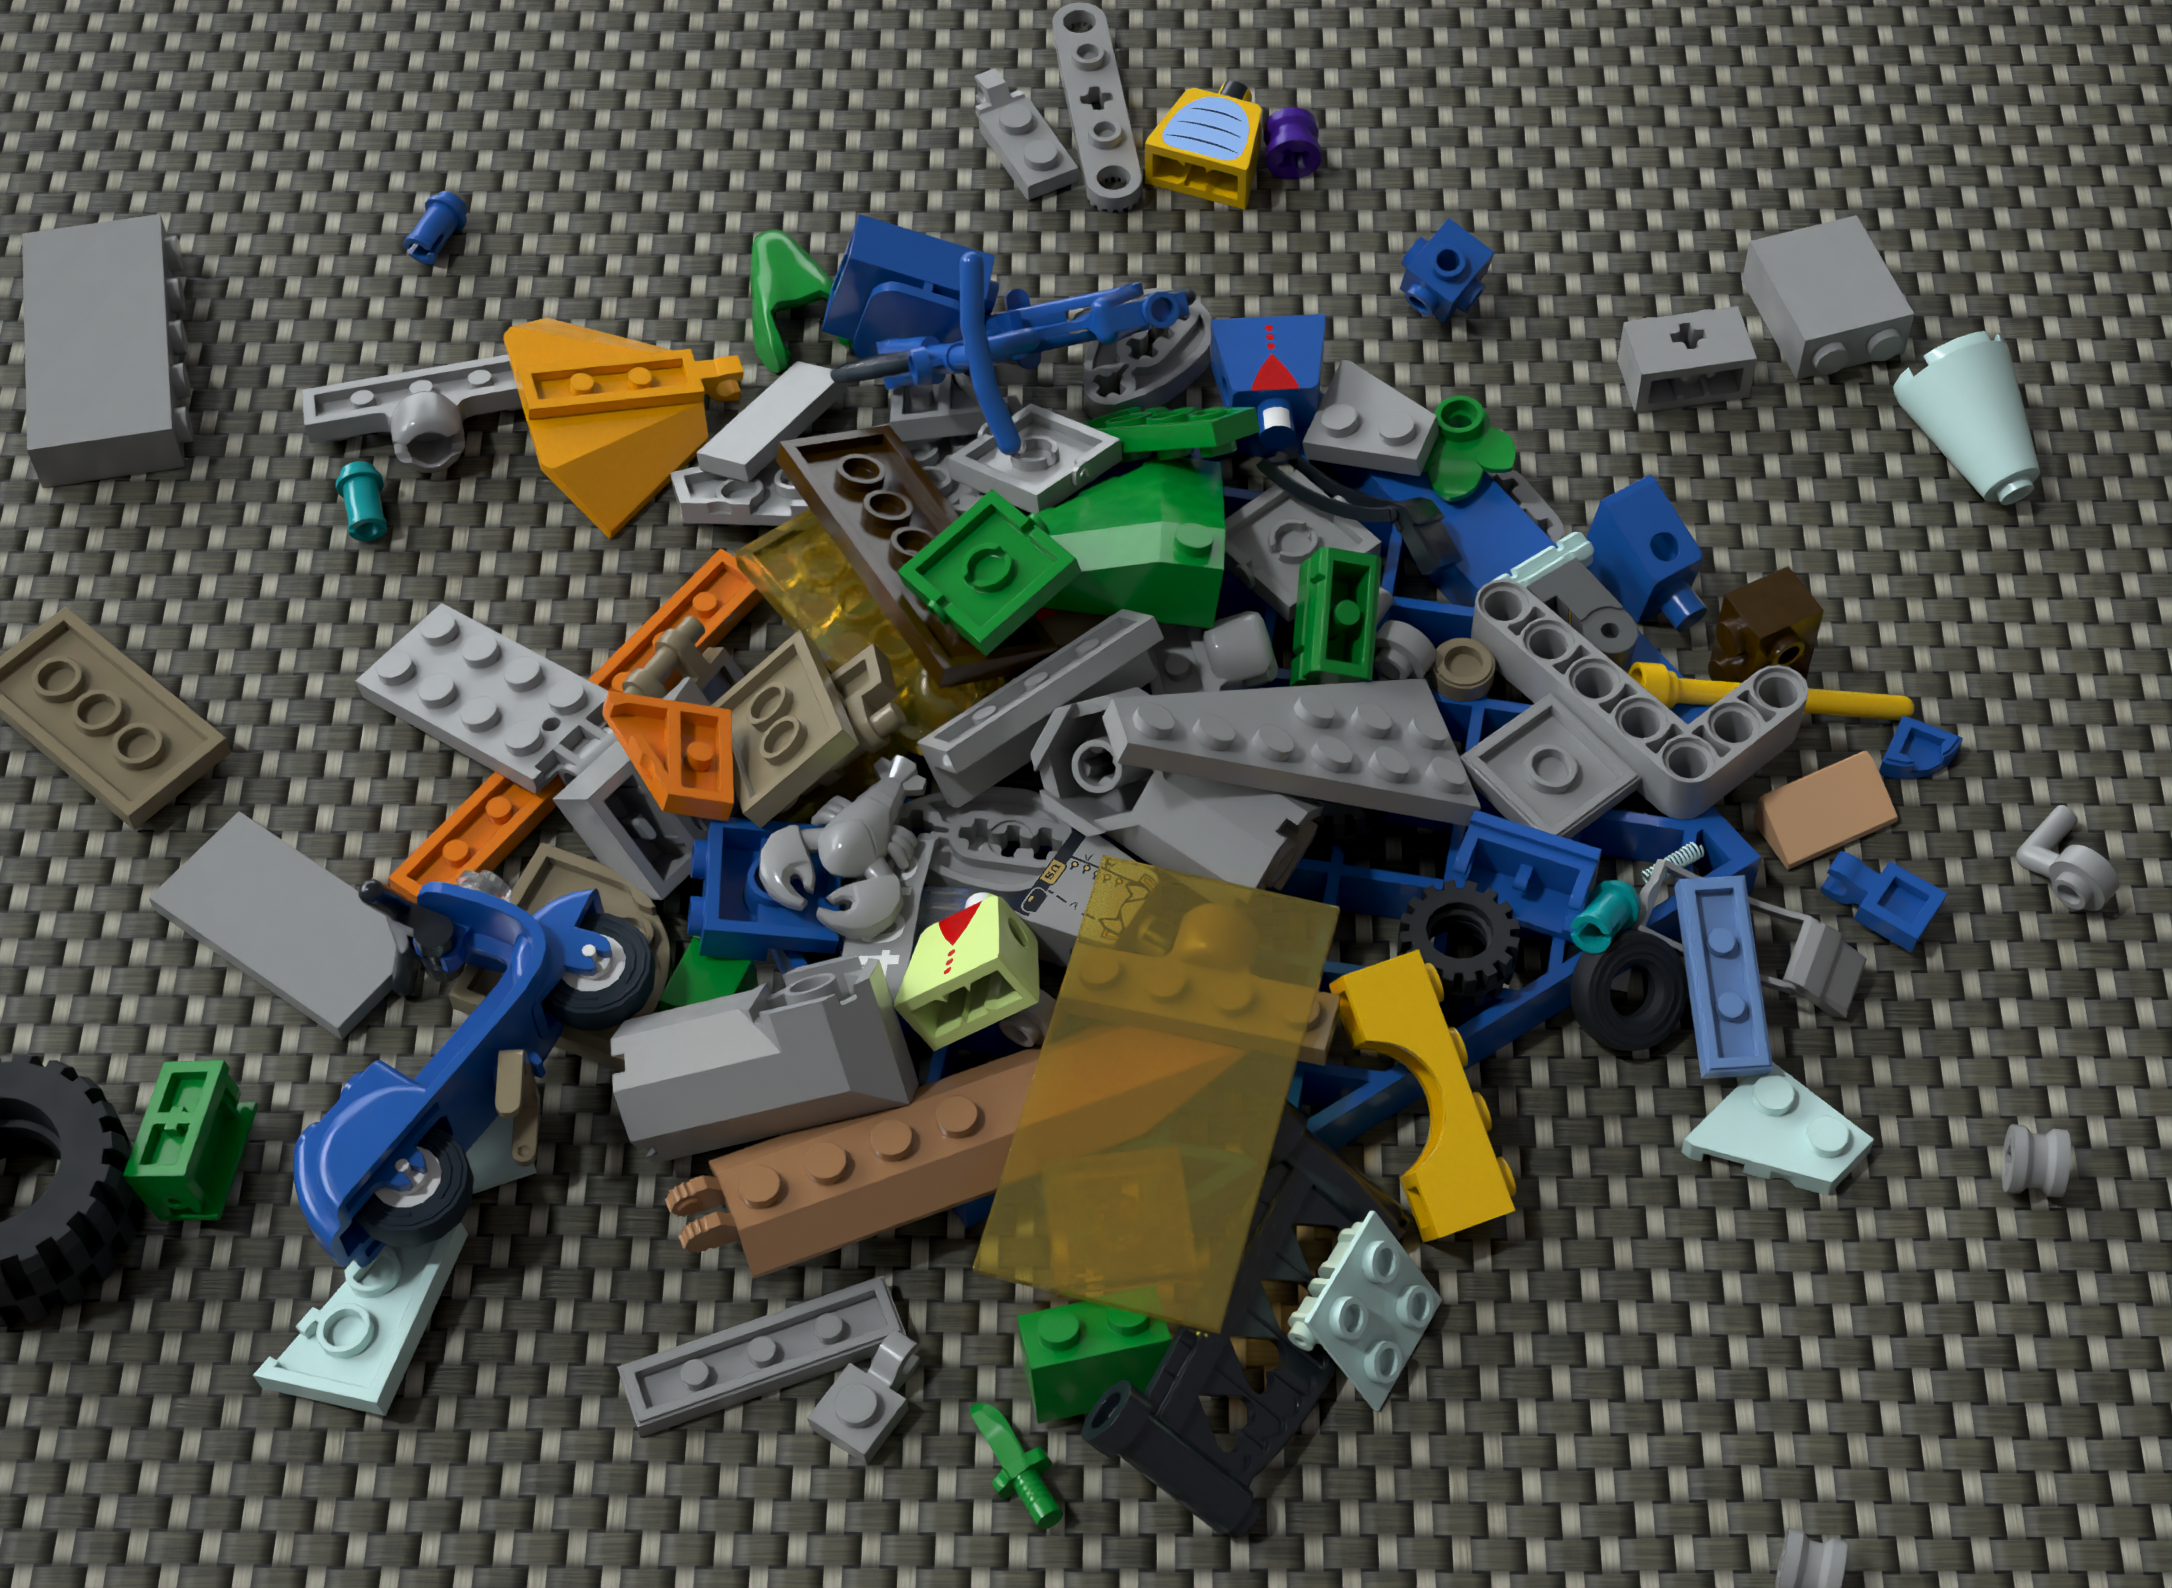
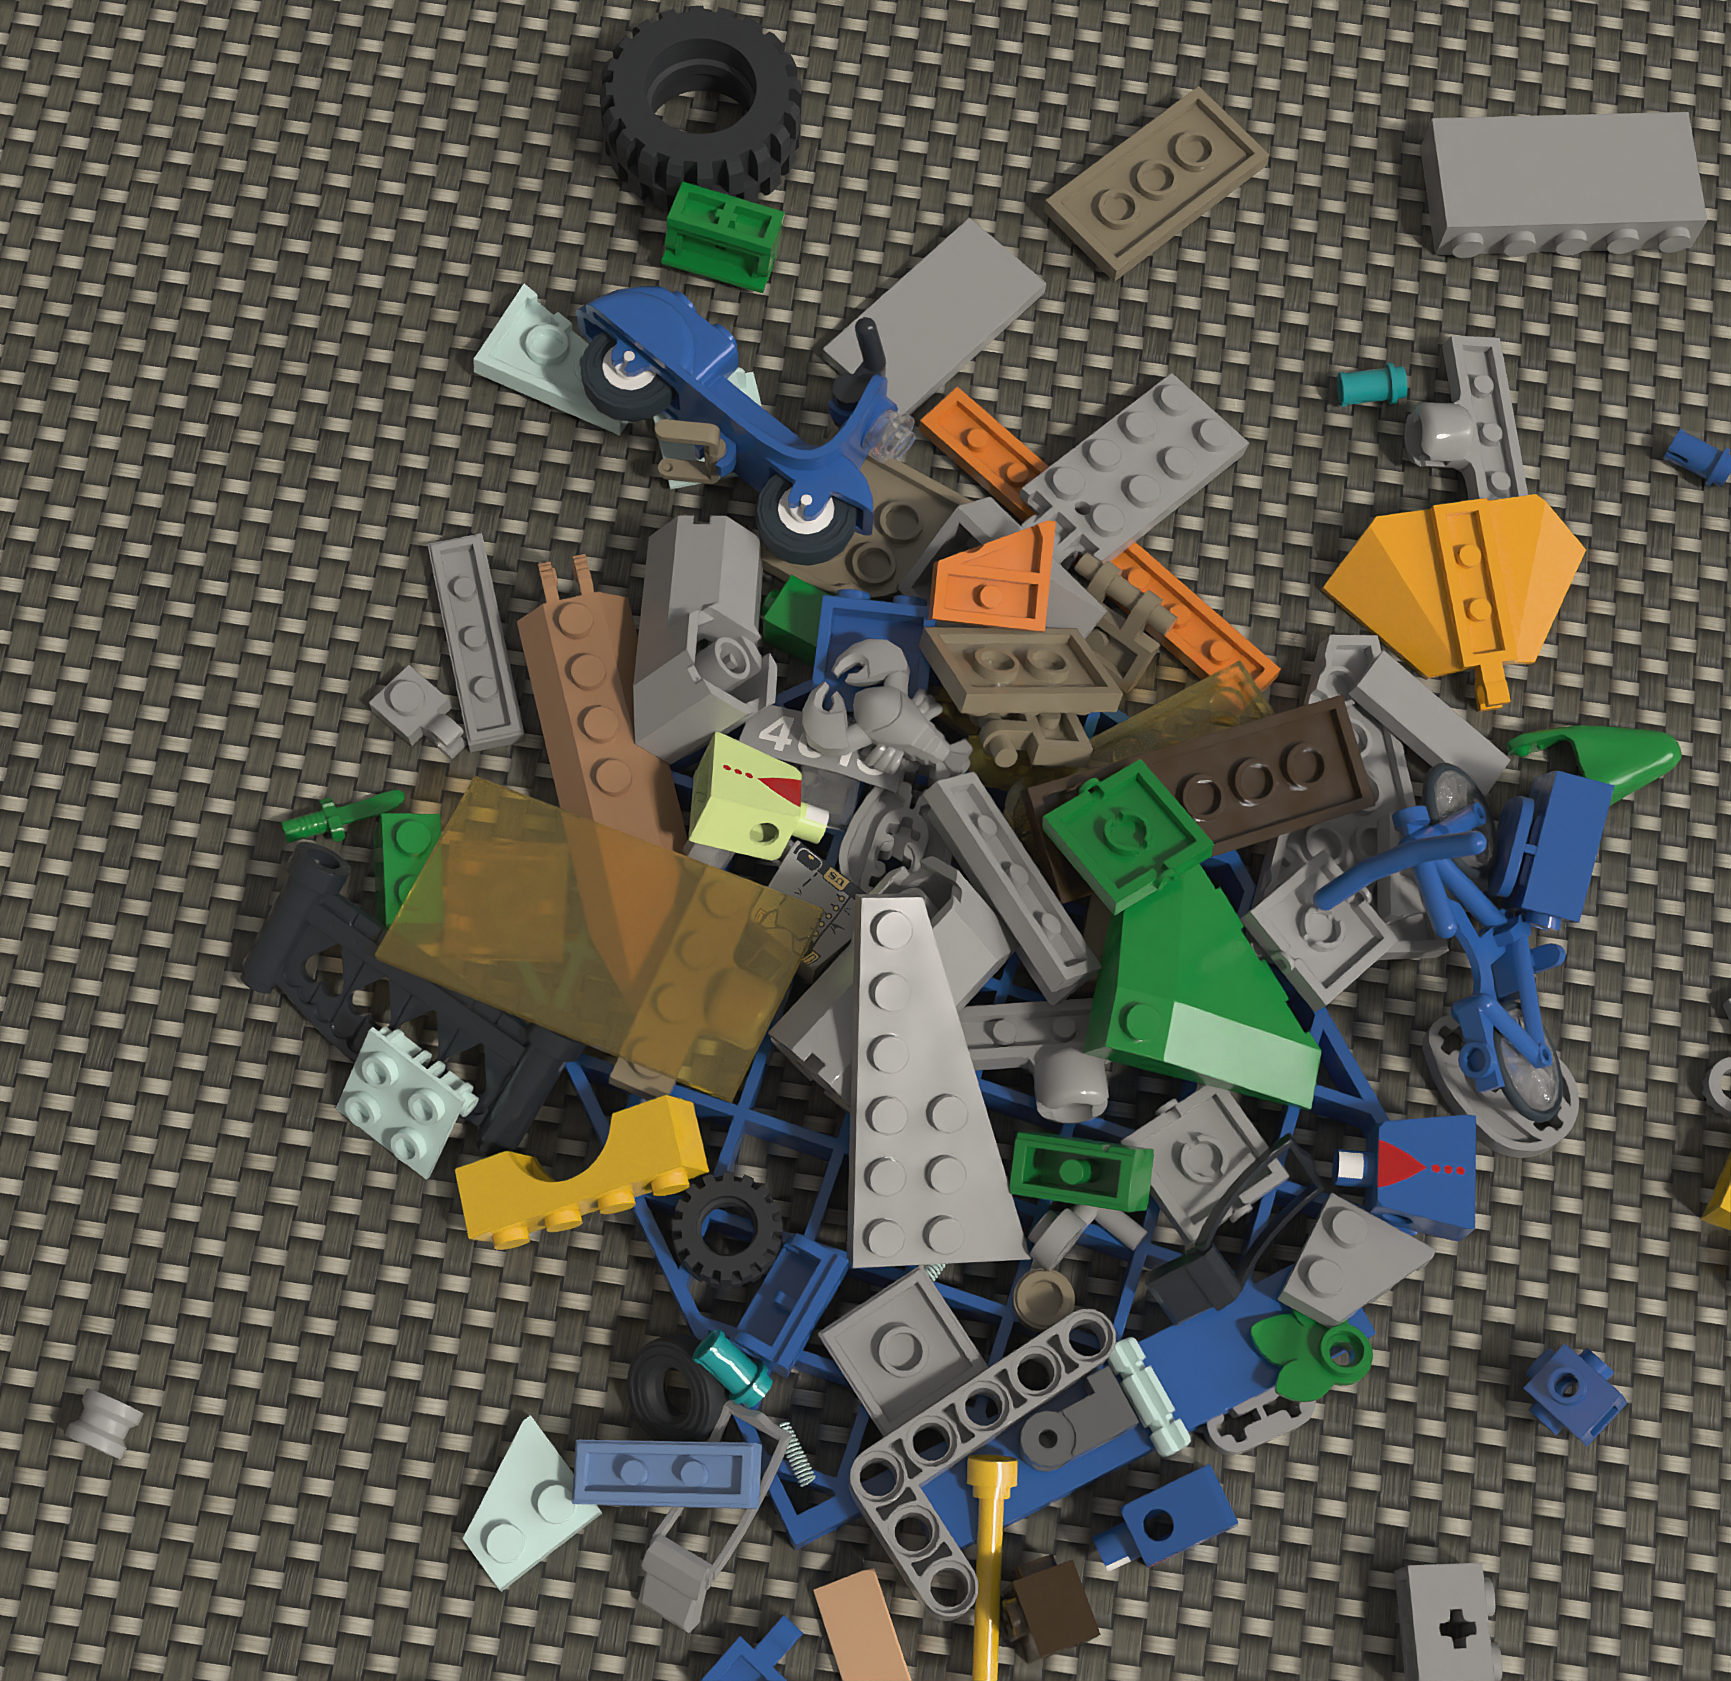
camera: 90 degrees right, 15 degrees up
(1177, 431) = (1348, 1048): green wing -> none

